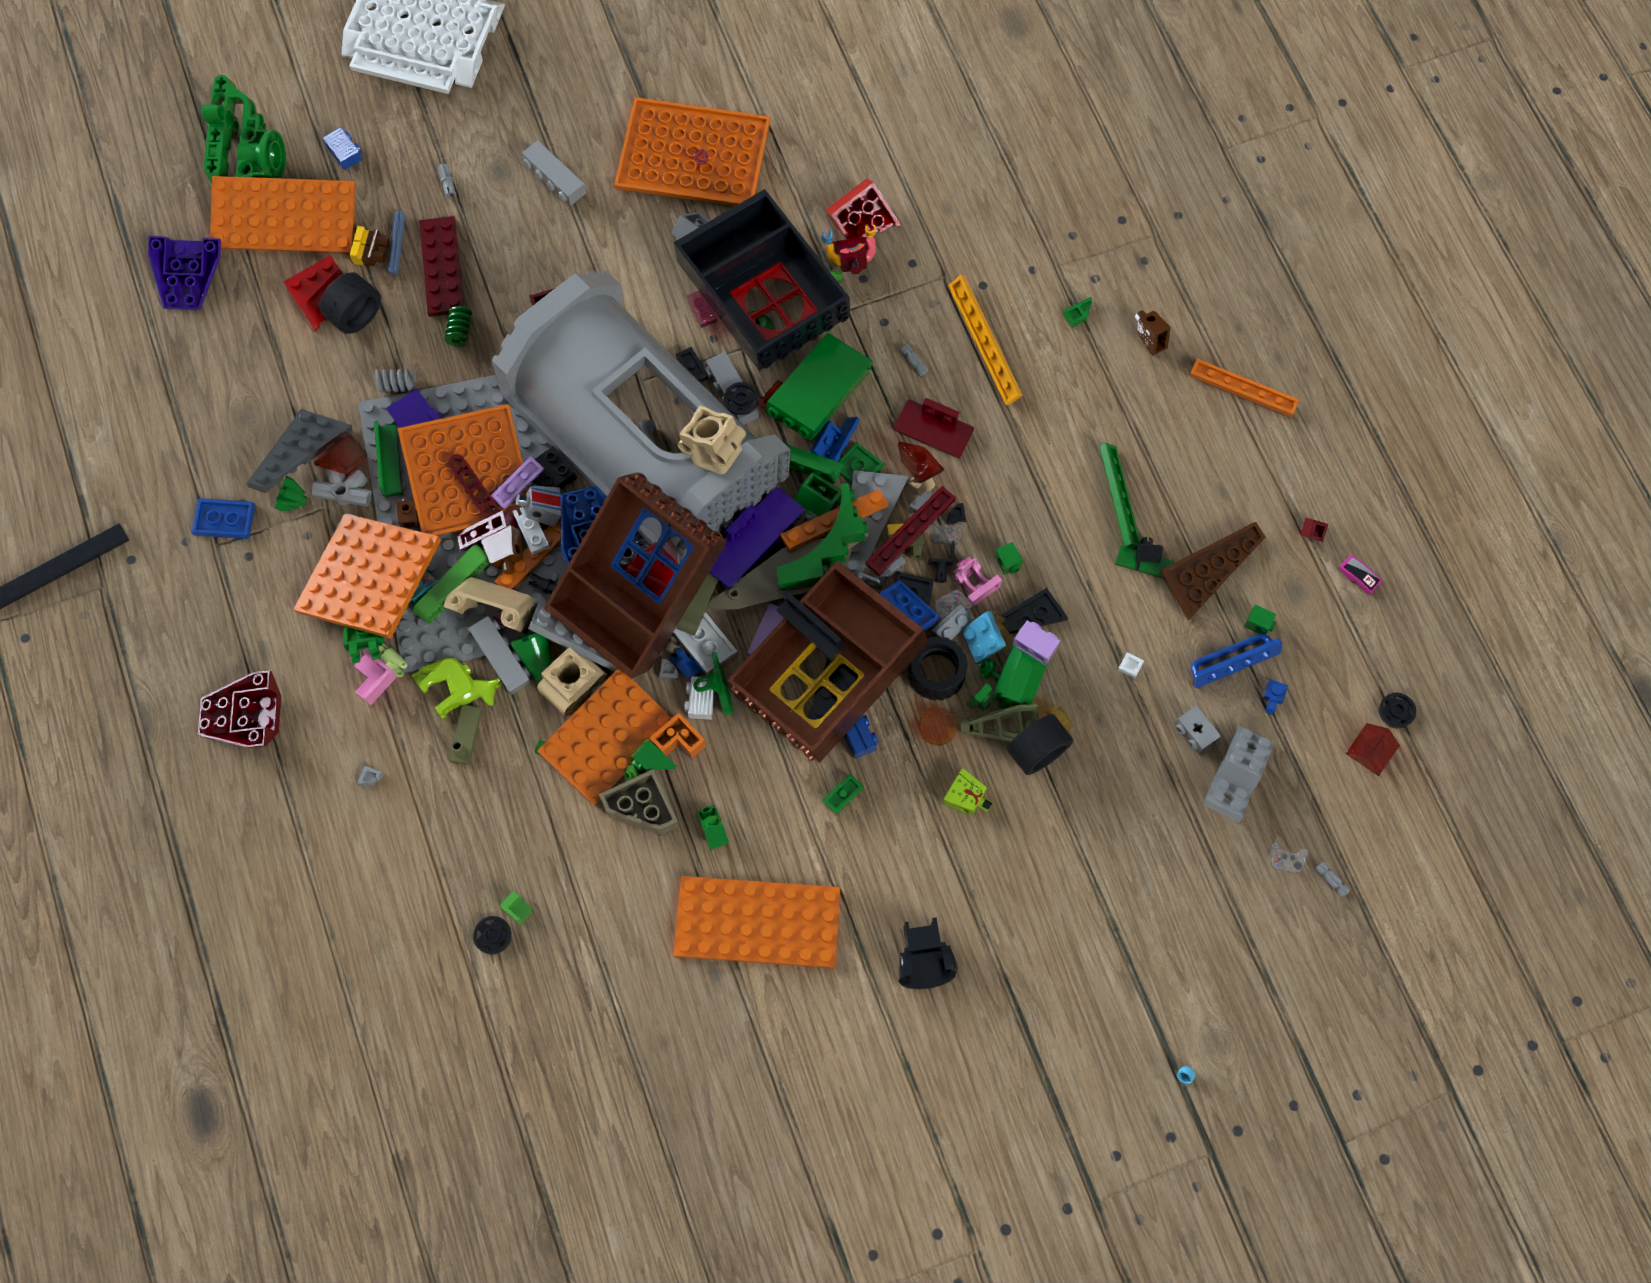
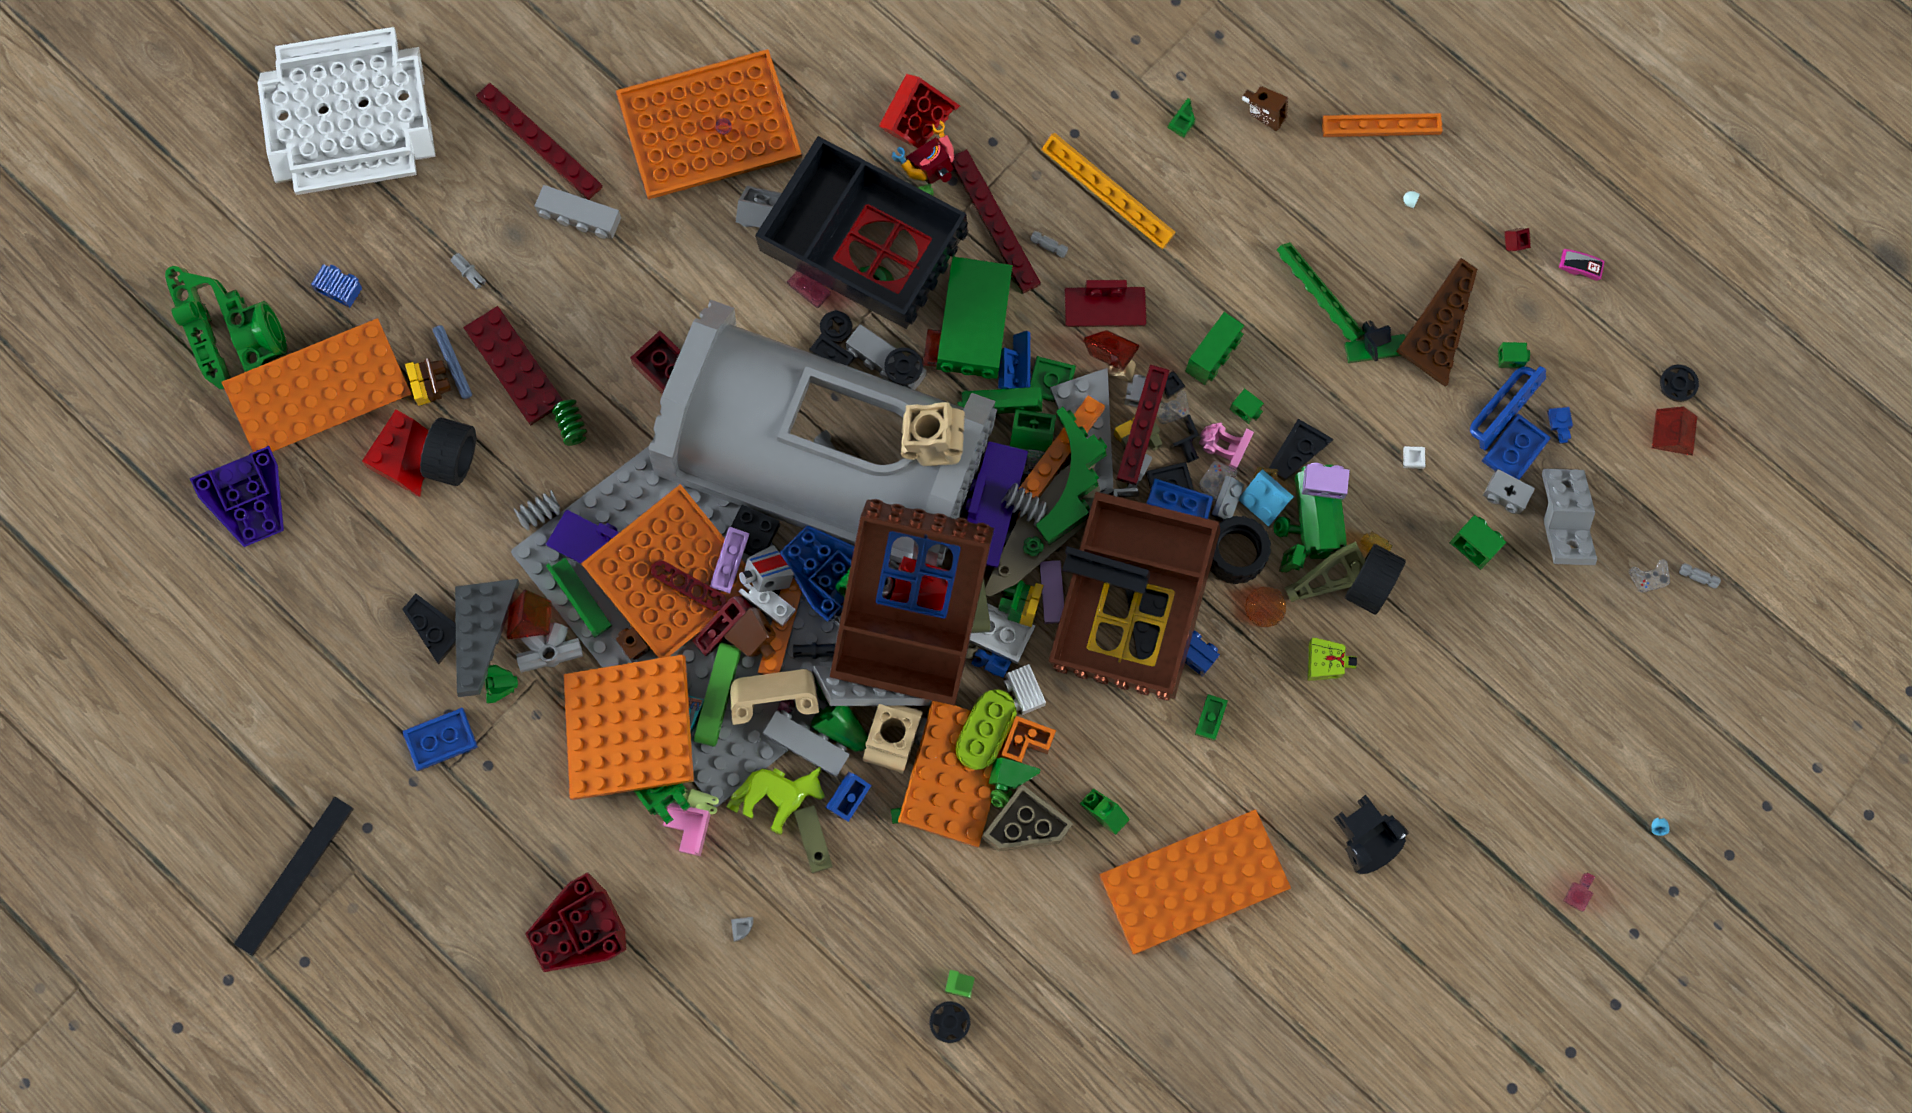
camera: 30 degrees left, 5 degrees up
(265, 429) = (432, 626): none -> black wing
(510, 713) = (848, 796): none -> blue brick
(556, 111) = (539, 141): none -> dark red plate
(648, 712) = (986, 729): none -> lime tile
(668, 670) = (976, 677): light grey tile -> none
(700, 344) = (839, 318): none -> black gear
(718, 683) = (1036, 669): green piece -> none
(736, 628) = (1024, 602): none -> hips
(766, 589) = (1033, 551): none -> green plate
(776, 547) = (1025, 503): none -> light grey piece
(880, 324) = (995, 221): none -> dark red plate
(1004, 499) = (1215, 349): none -> green brick
(1083, 1097) = (1578, 894): none -> clear pink plate
(1147, 756) = (1478, 541): none -> green brick
(1224, 698) = (1516, 447): none -> blue tile
(1238, 457) = (1411, 198): none -> light aqua hinge

